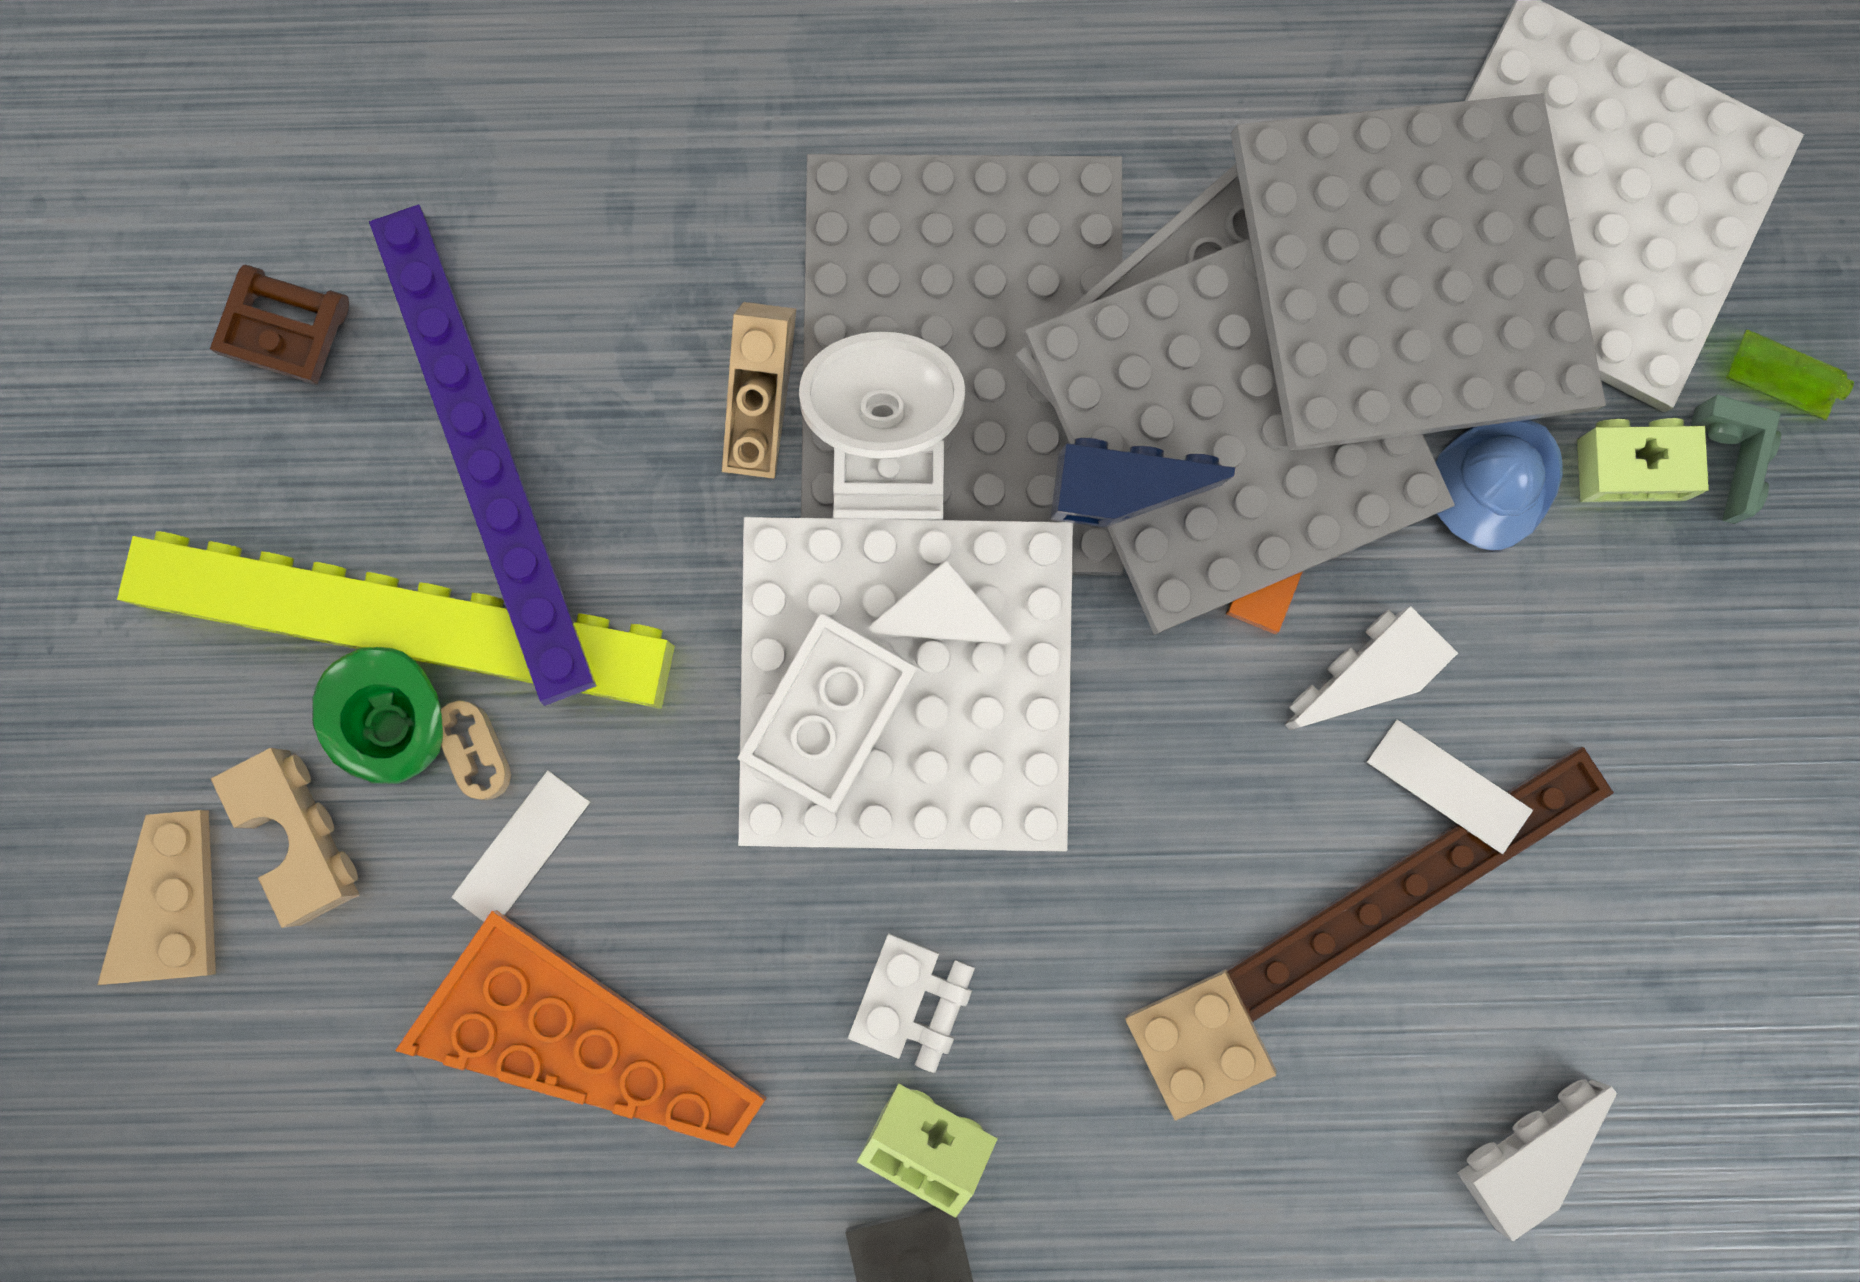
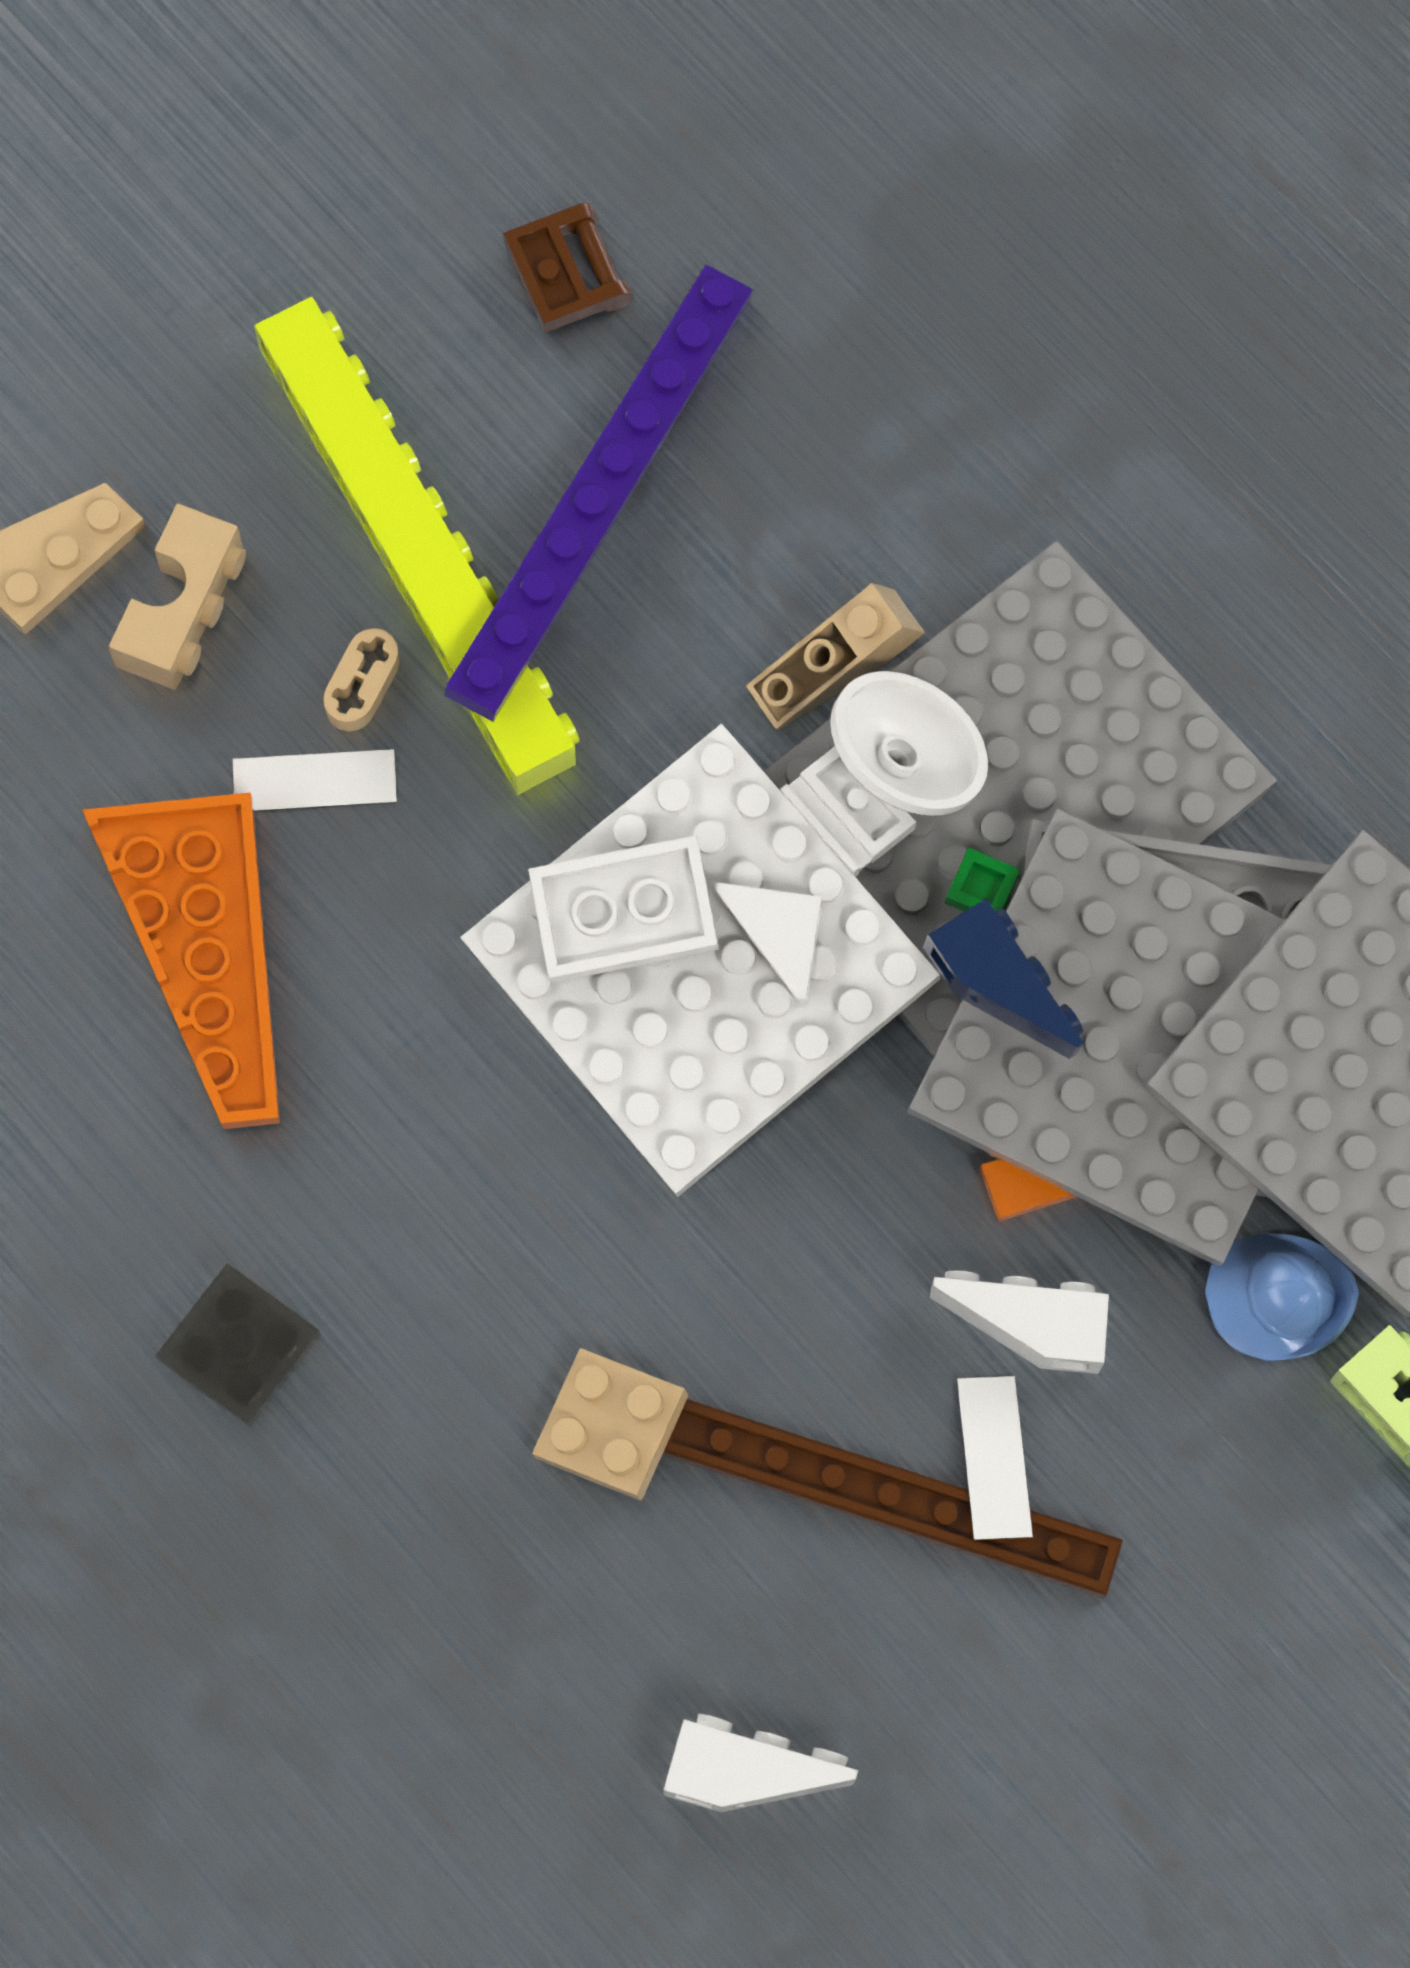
camera: 45 degrees right, 10 degrees down
(378, 715) = (329, 584): green hat -> none
(894, 998) = (443, 1157): white plate -> none
(938, 1174) = (345, 1270): yellowish green brick -> none
(1030, 434) = (981, 878): none -> green plate

